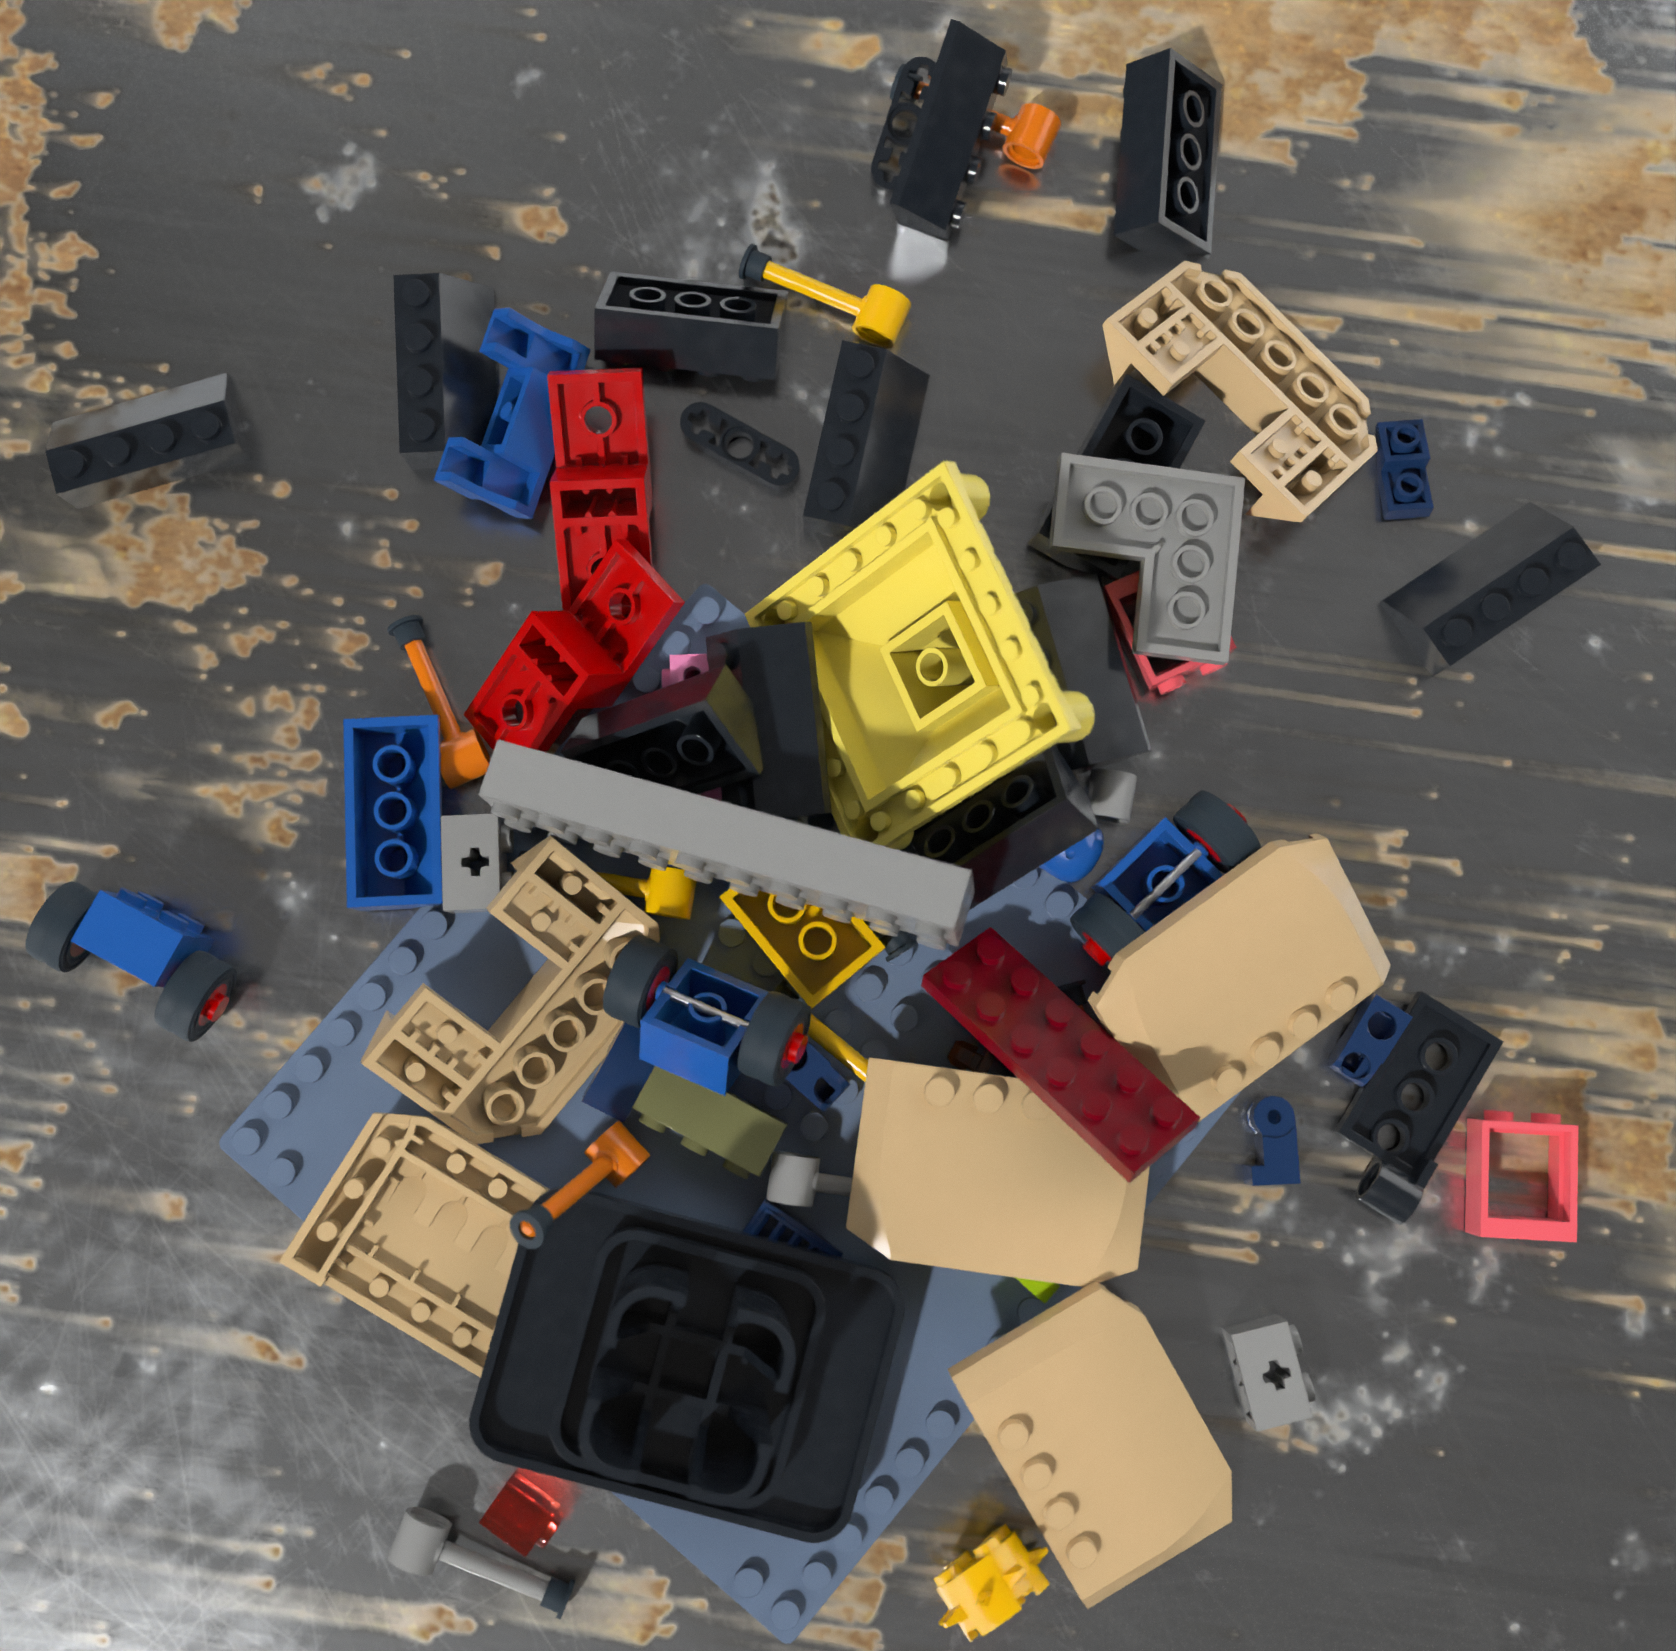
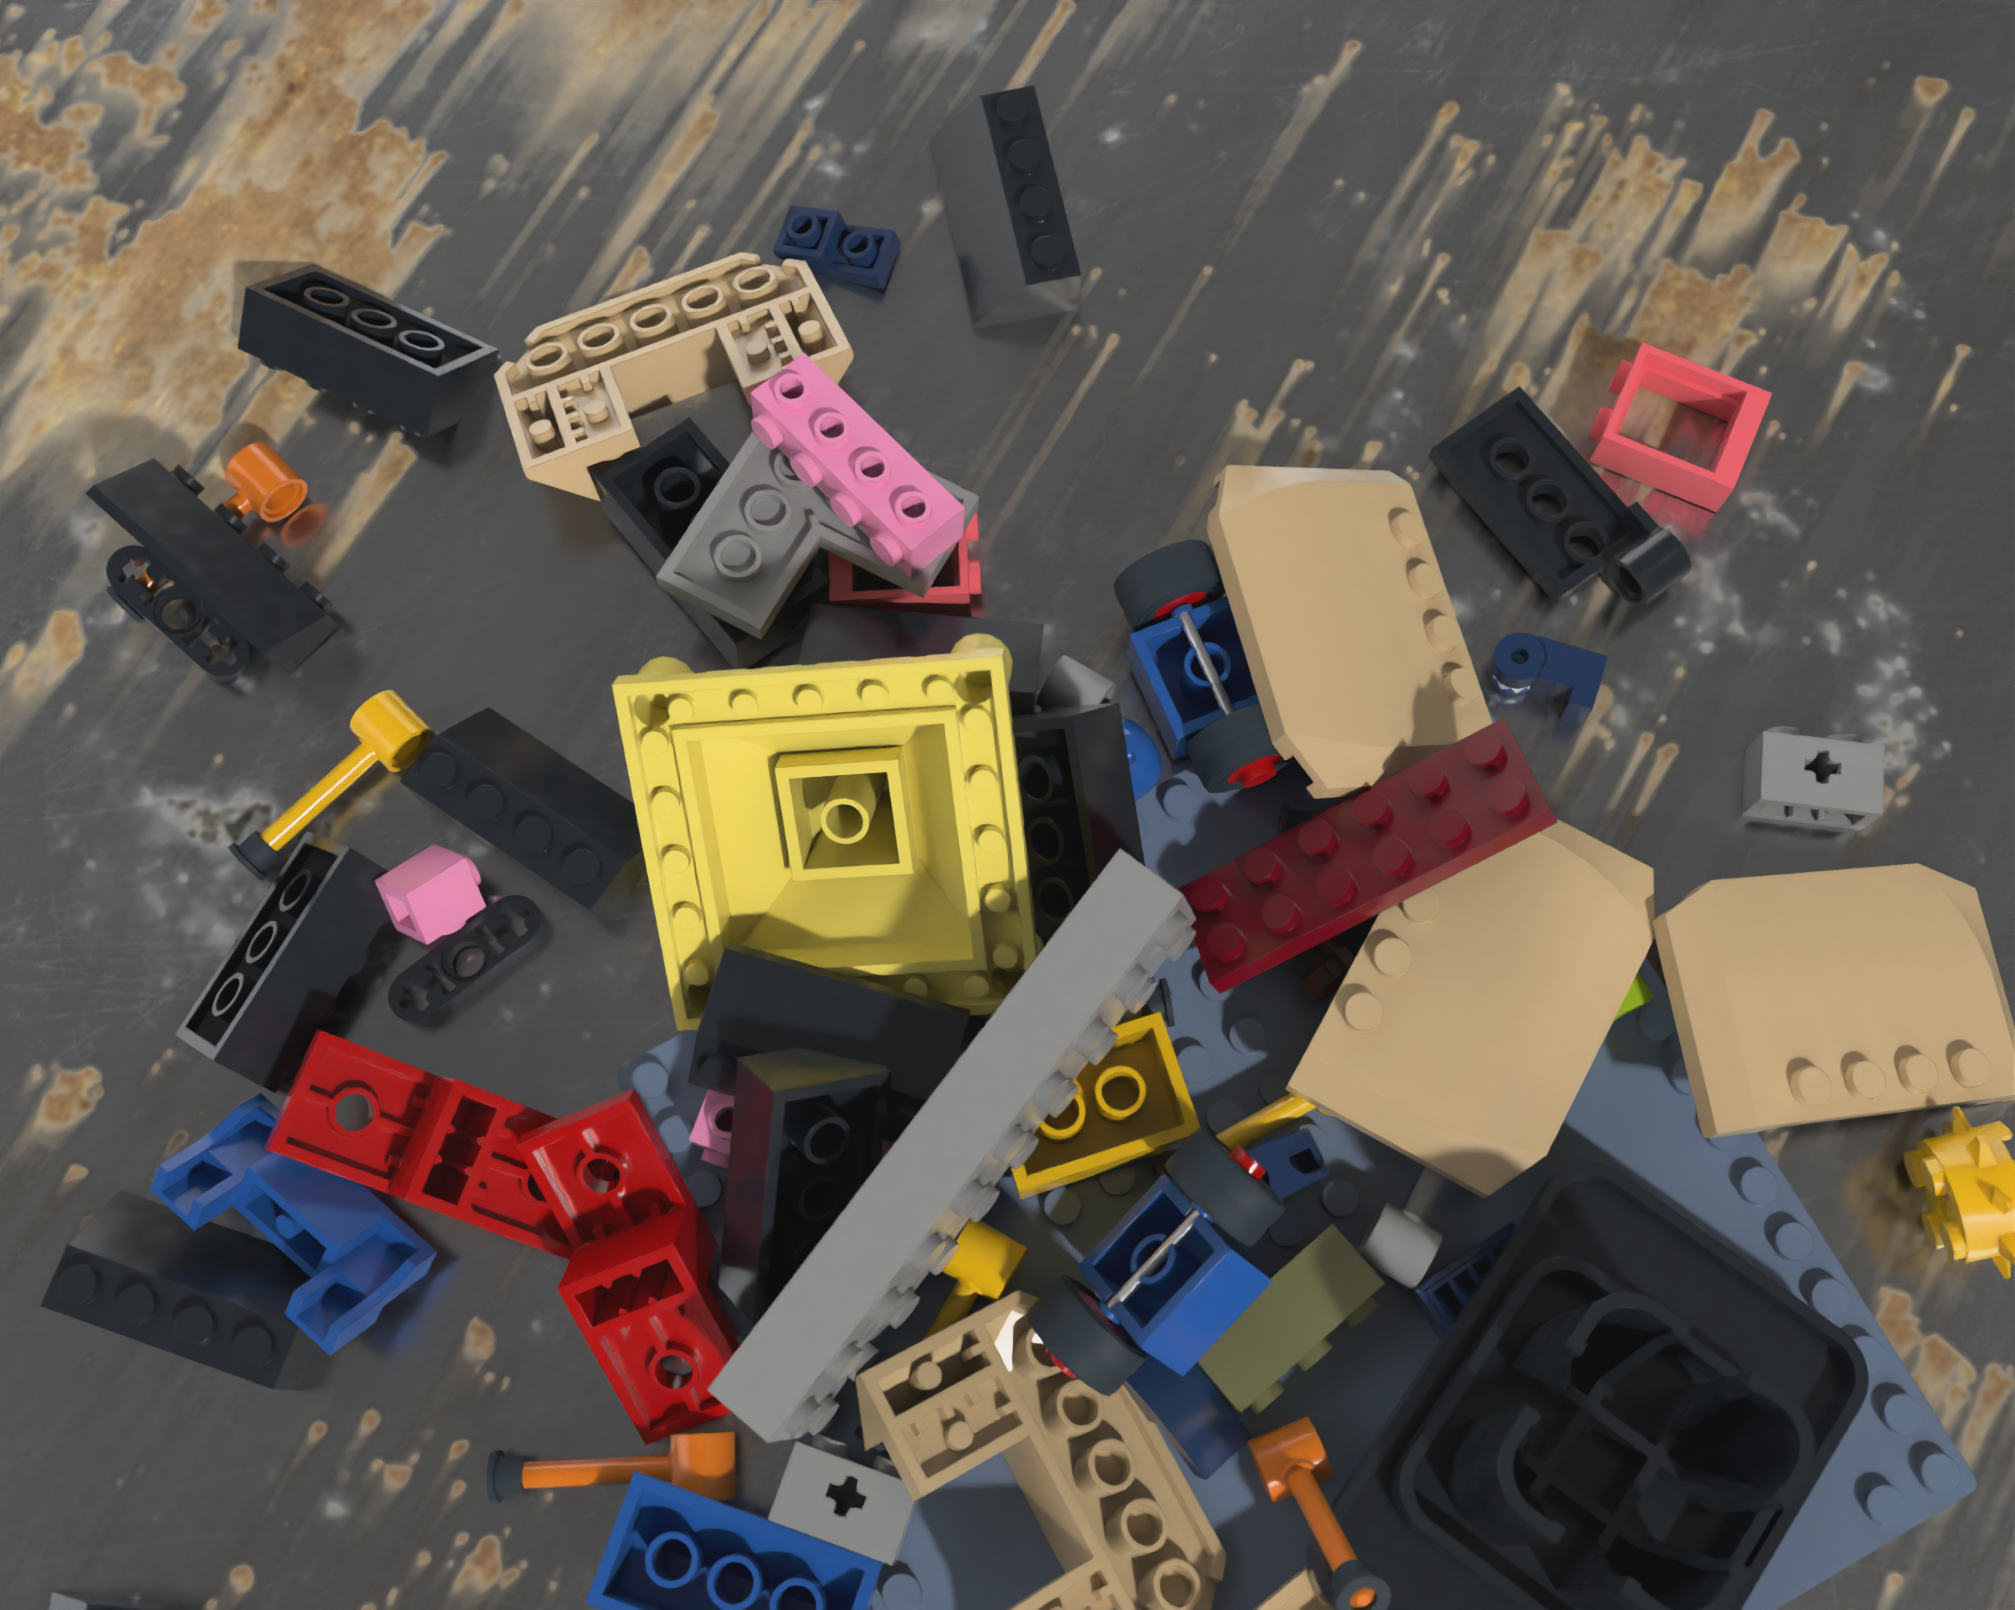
camera: 65 degrees left, 10 degrees down
(773, 400) = (431, 893): none -> bright pink brick
(1208, 561) = (856, 466): none -> bright pink brick
(1368, 1039) = (1466, 524): dark blue leg -> none

